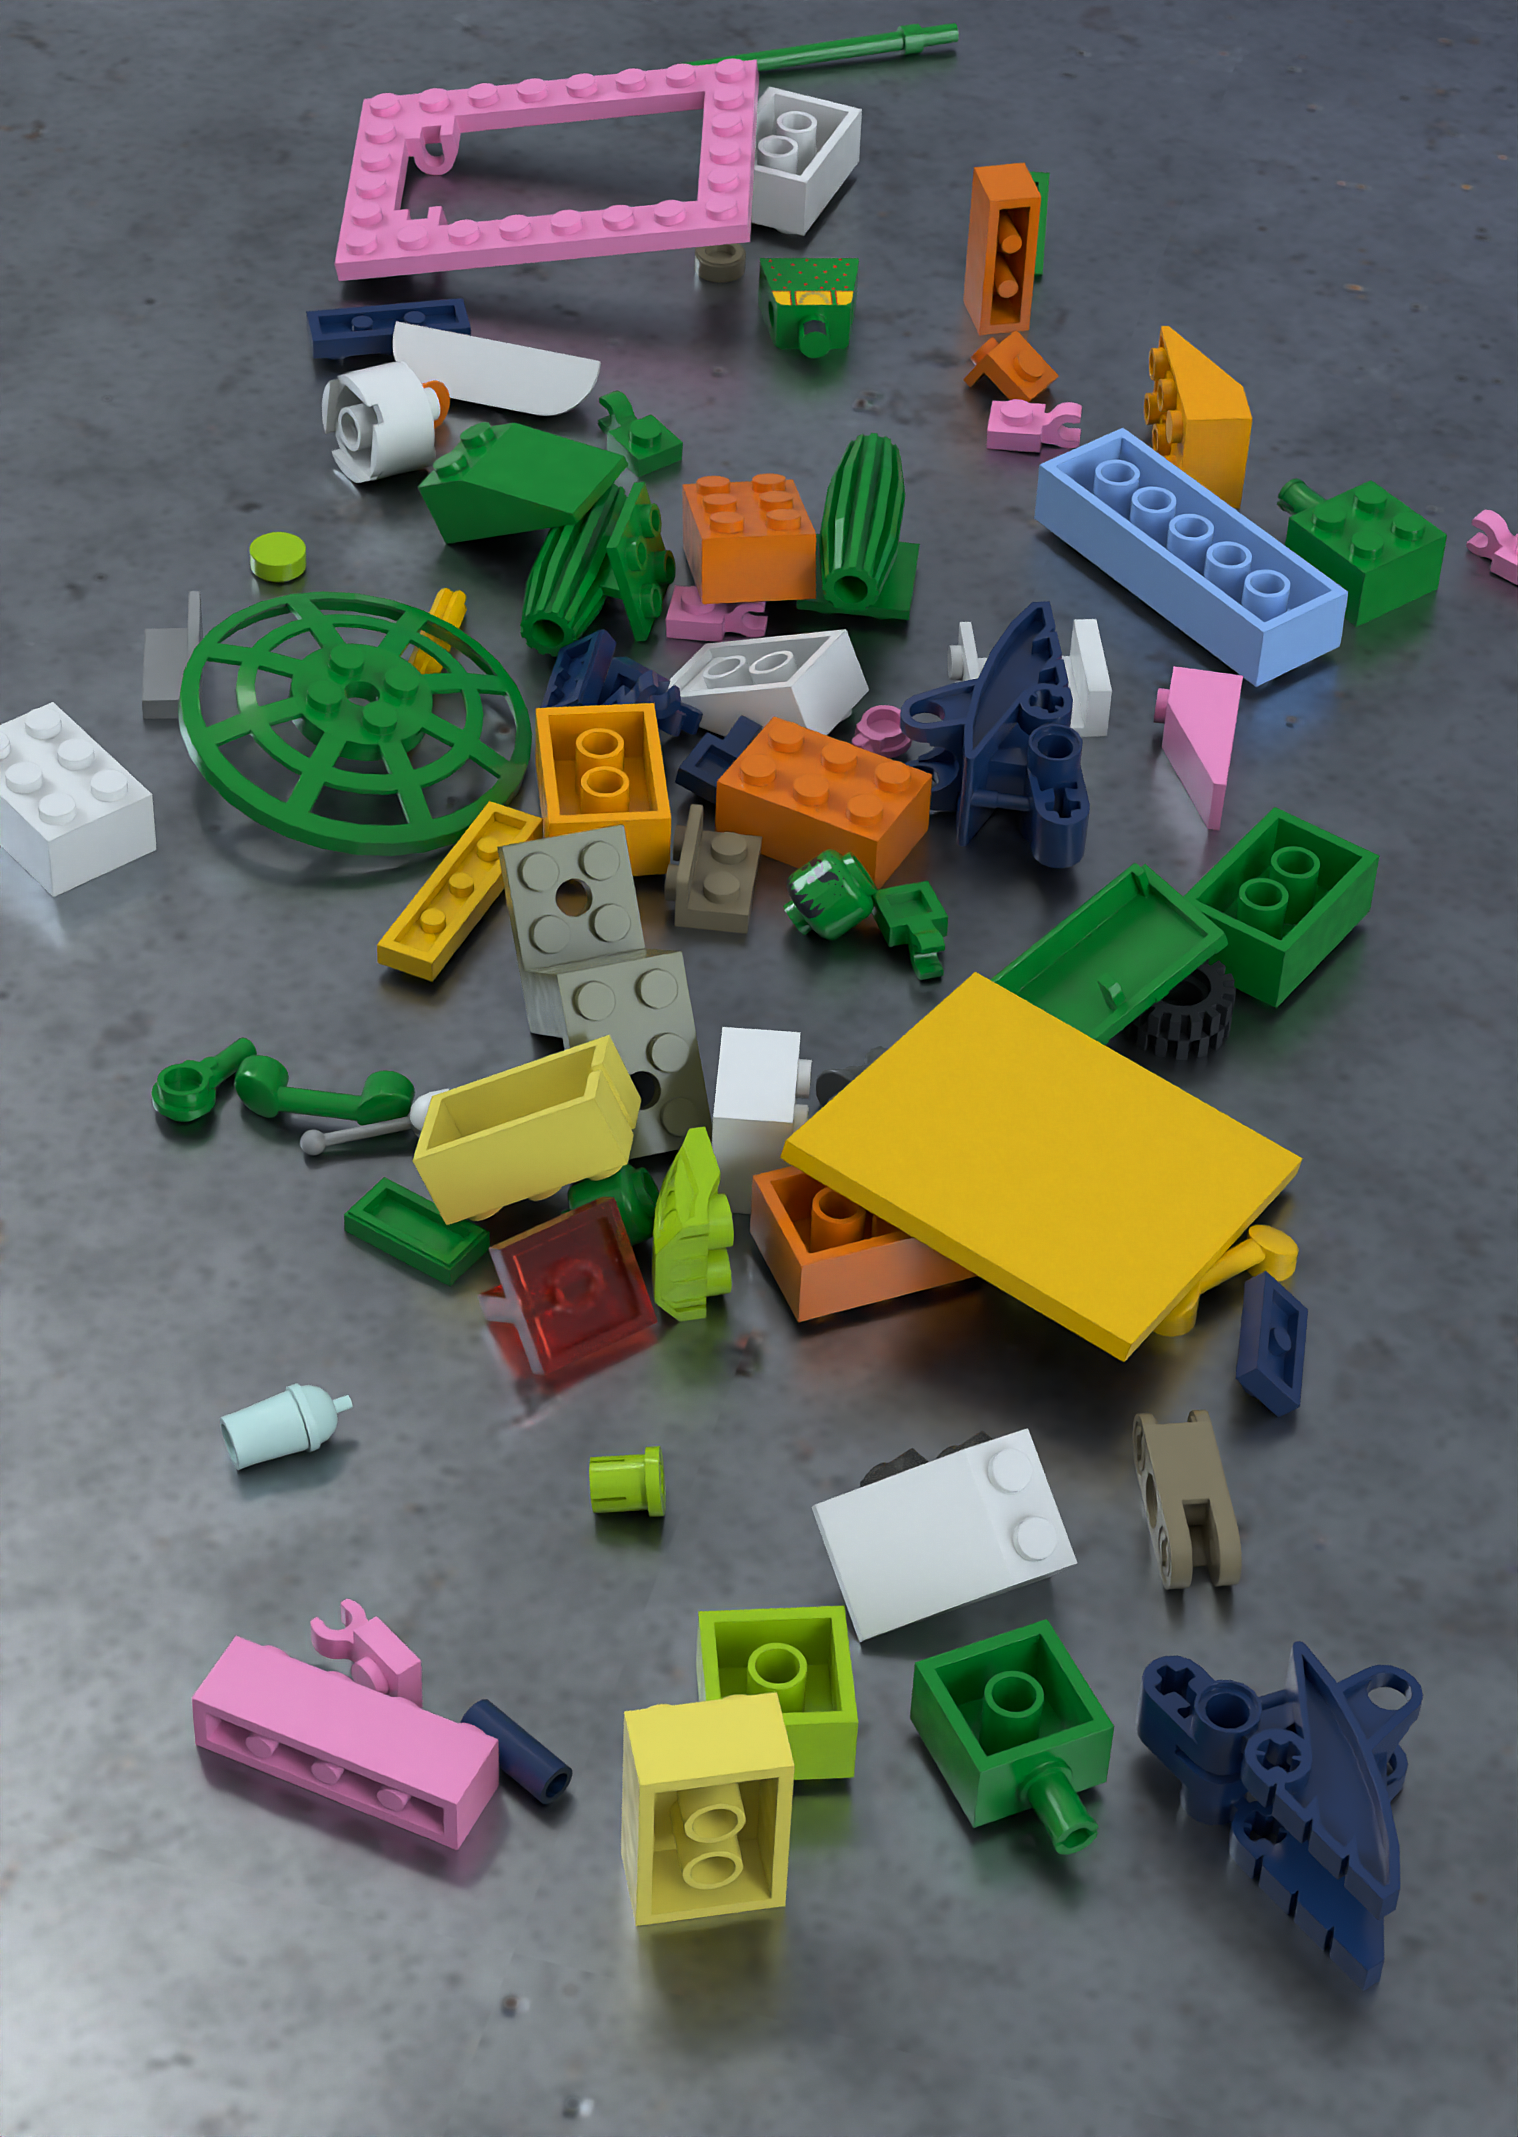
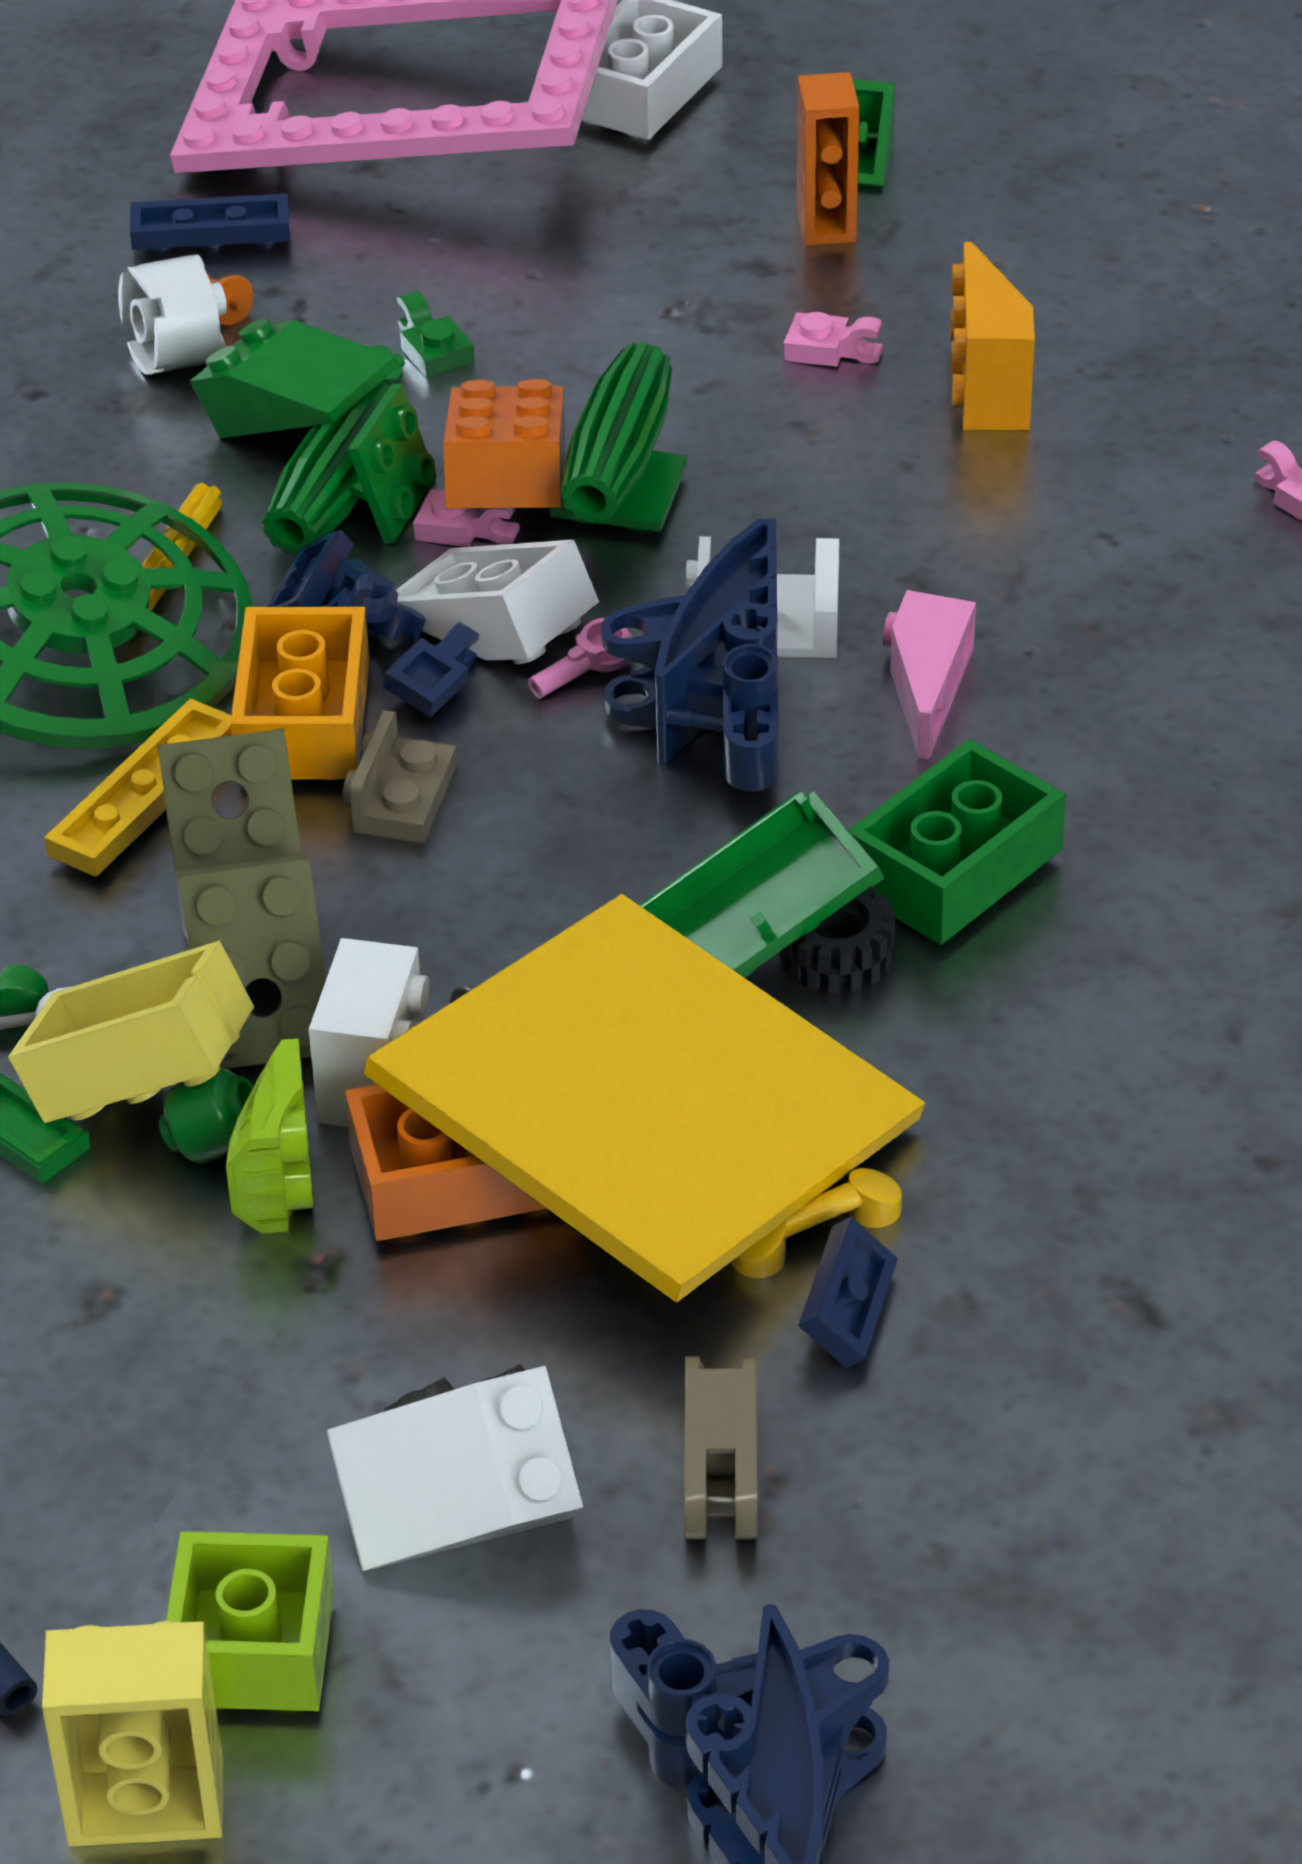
camera: 10 degrees right, 0 degrees up
(277, 556) = (48, 445): lime tile -> none
(495, 370) = (300, 267): white brick -> none
(569, 1286) = (145, 1191): clear red bracket -> none
(628, 1482) = (163, 1395): lime bush -> none
(720, 262) = (558, 164): dark tan tile -> none
(808, 302) = (636, 207): green torso -> none
(823, 795) = (523, 717): orange brick -> none
(830, 894) = (506, 808): green head -> none
(915, 918) = (587, 835): green plate -> none
(1012, 367) = (824, 280): orange bracket -> none
(1015, 1730) = (483, 1675): green brick -> none
(1190, 556) = (955, 478): light blue brick -> none
(1364, 545) = (1134, 477): green brick -> none

